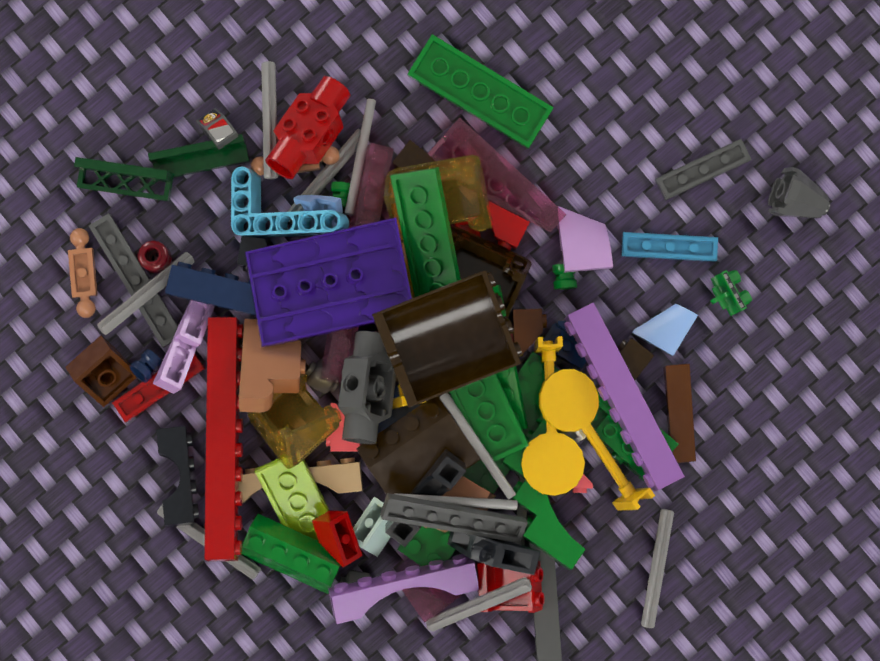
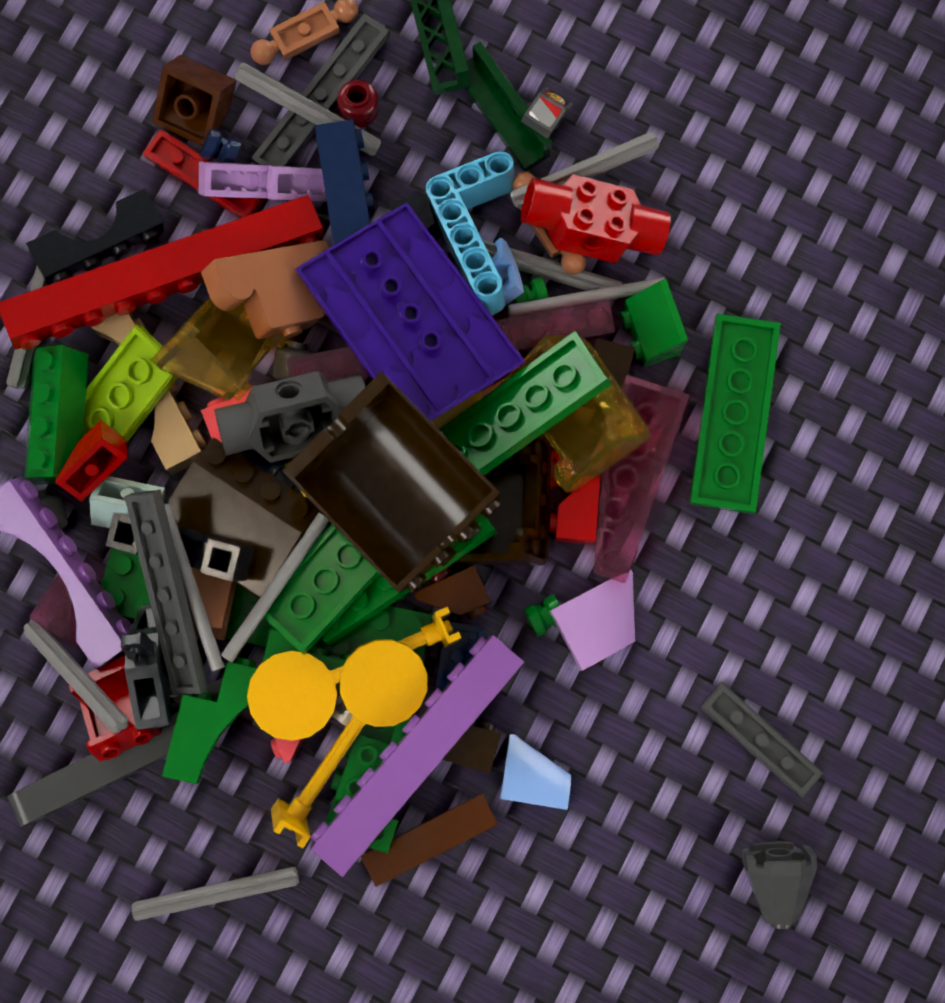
camera: 65 degrees right, 5 degrees down
(398, 120) = (654, 324): none -> green slope
(669, 246) = (642, 737): dark azure tile -> none
(727, 293) = (612, 837): green hips -> none

